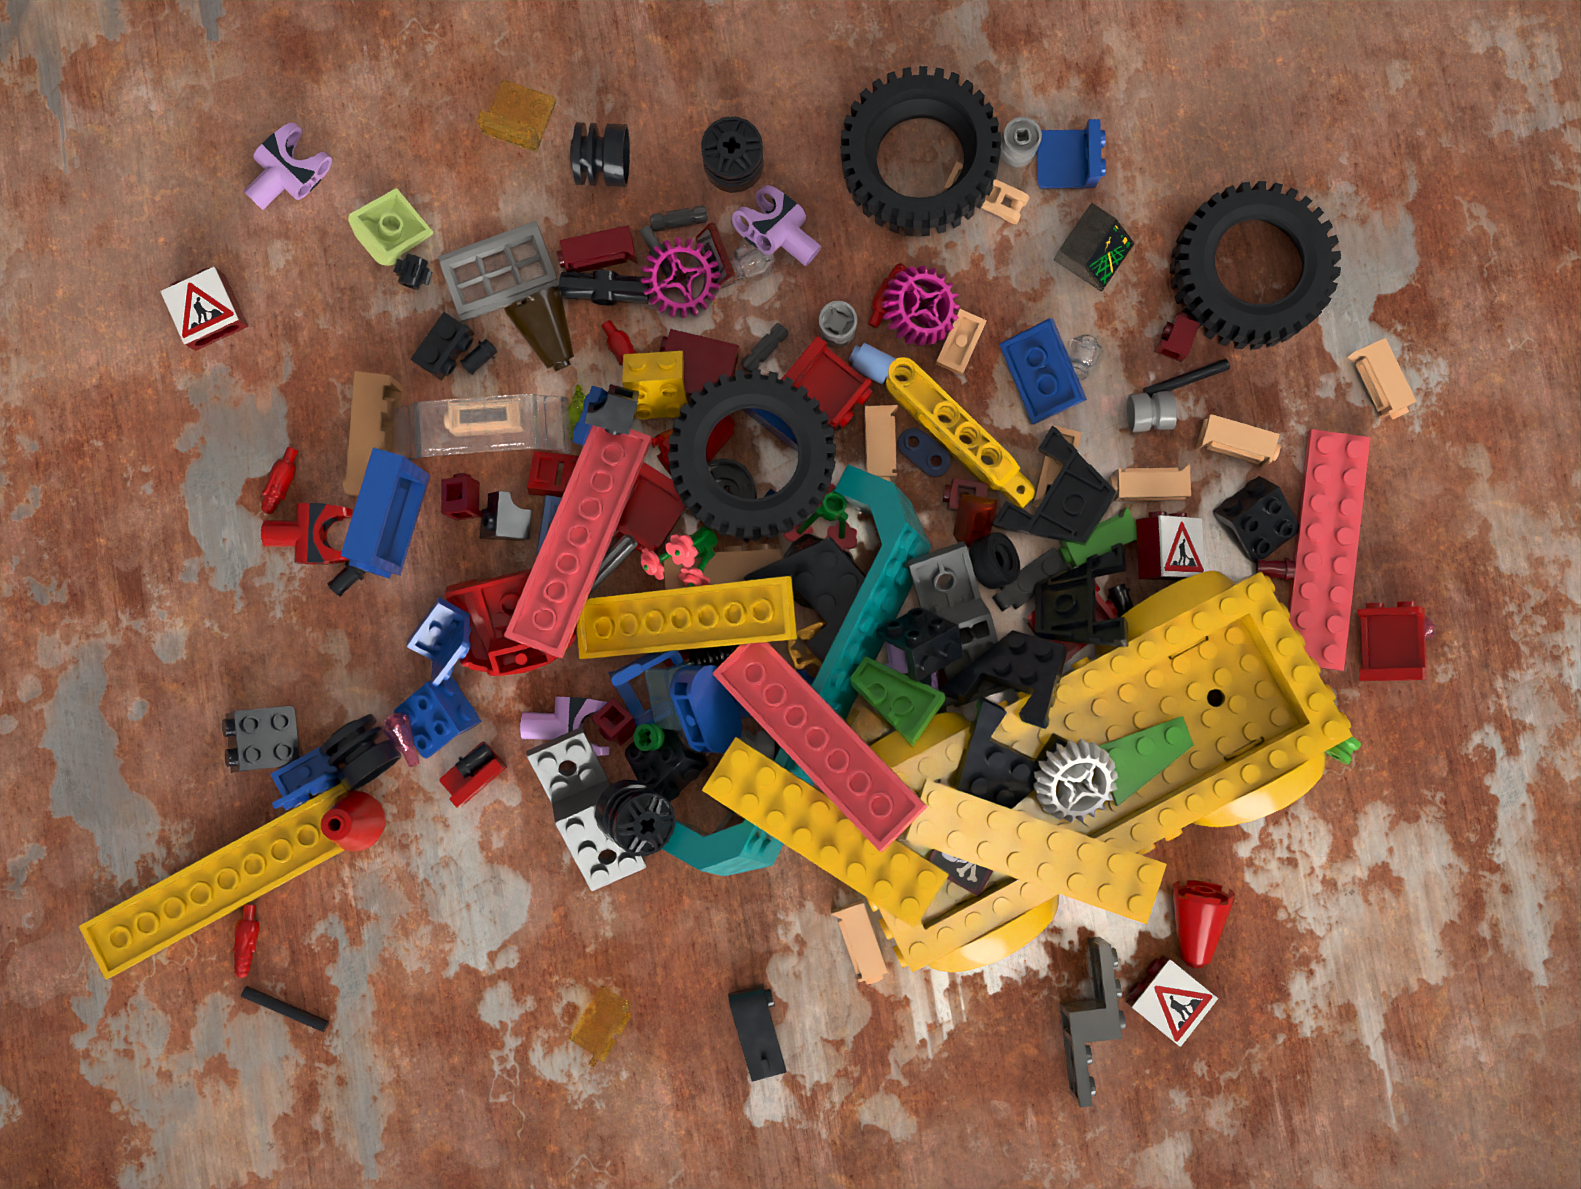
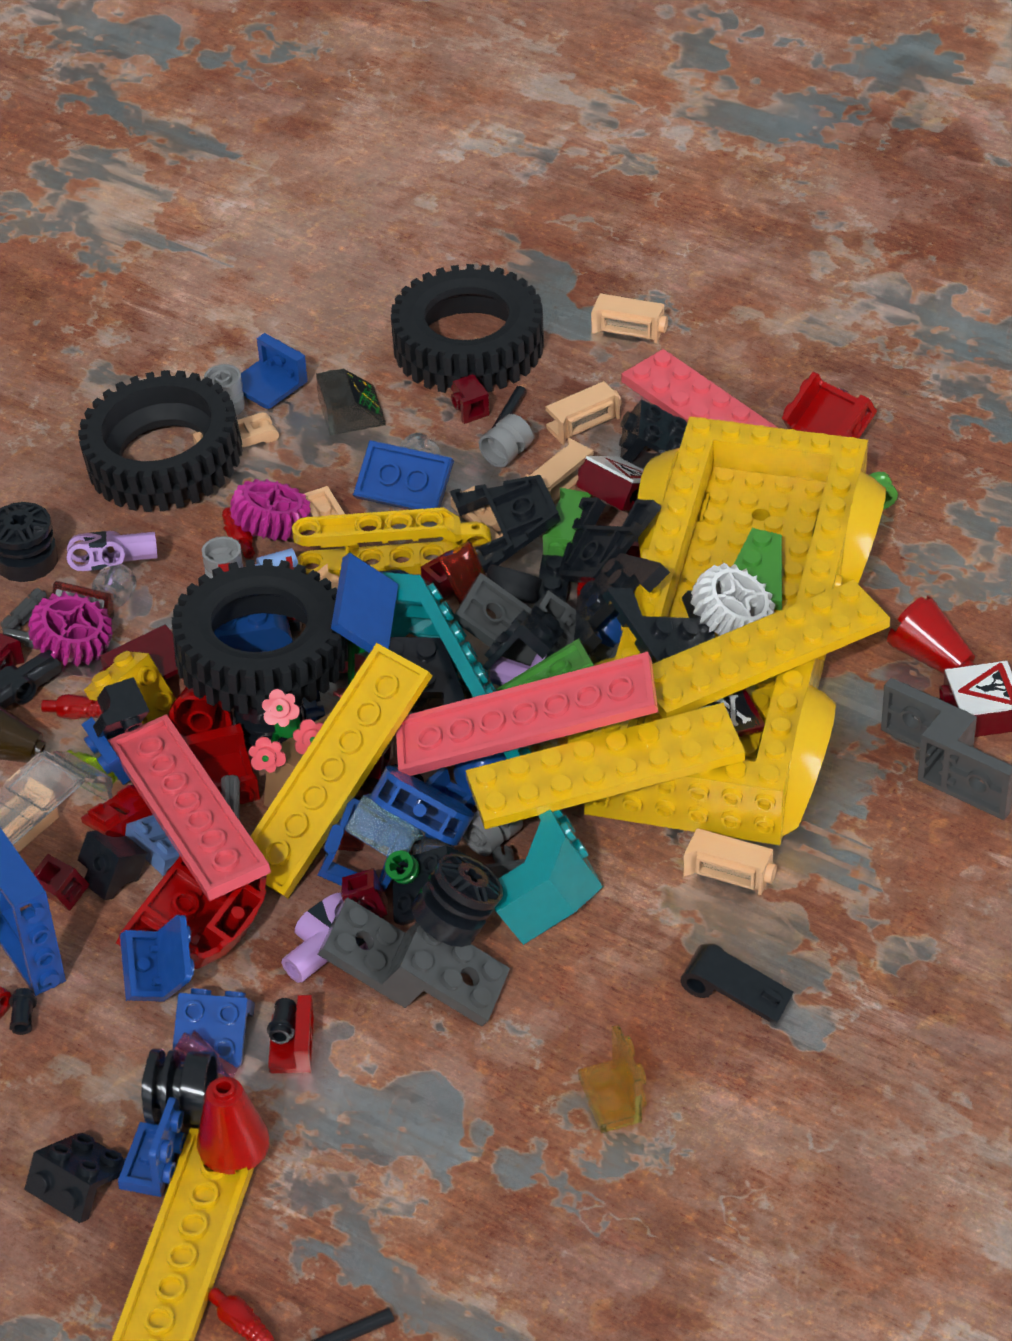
camera: 50 degrees left, 40 degrees down
(833, 515) = (364, 604): none -> blue tile

